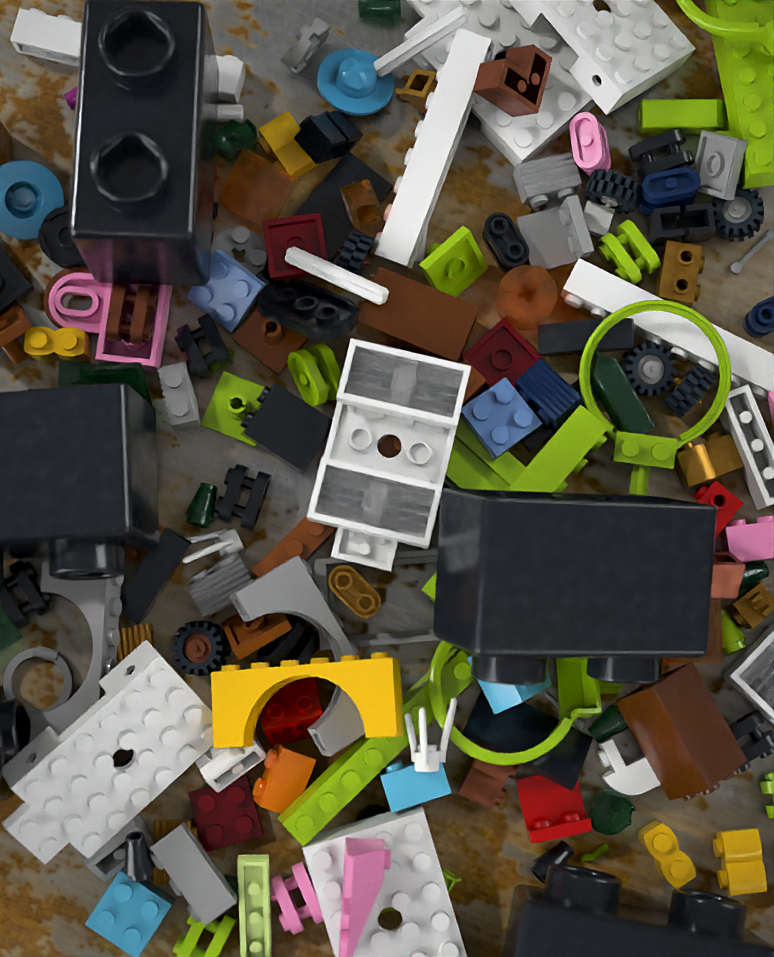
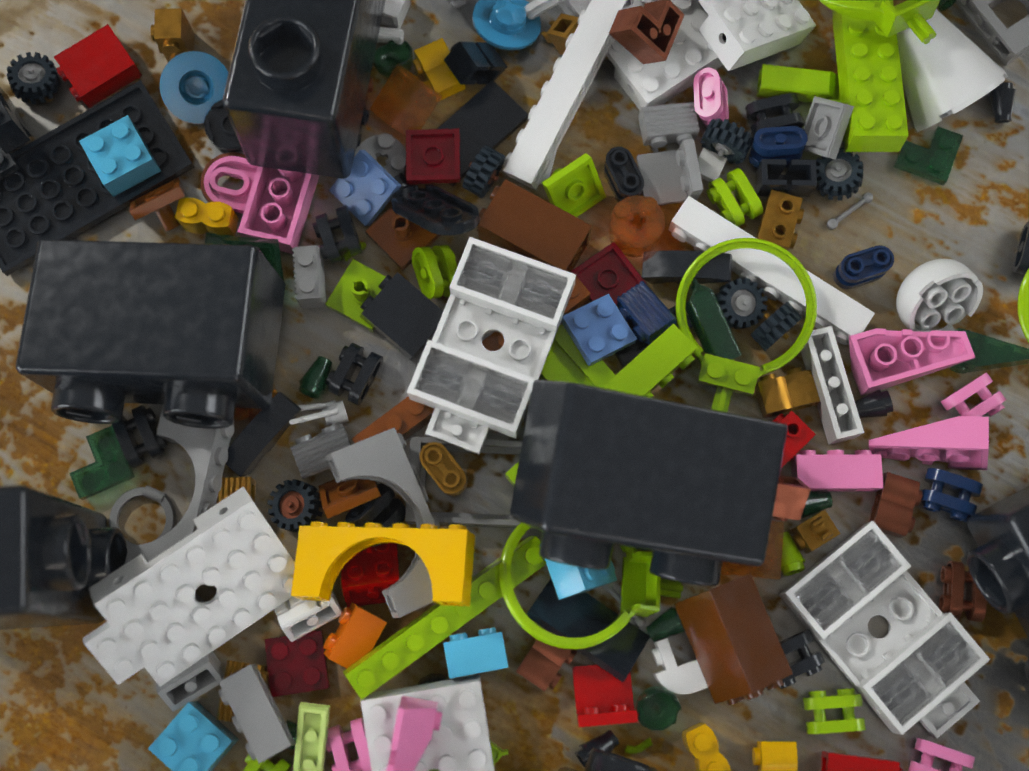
camera: 10 degrees right, 5 degrees down
(137, 858) = (206, 694): black cone -> none
(140, 327) = (281, 207): copper brick -> none
(337, 275) = (465, 182): white axle -> none
(361, 204) = (497, 125): clear orange brick -> none
(425, 755) = (488, 628): white plant -> none

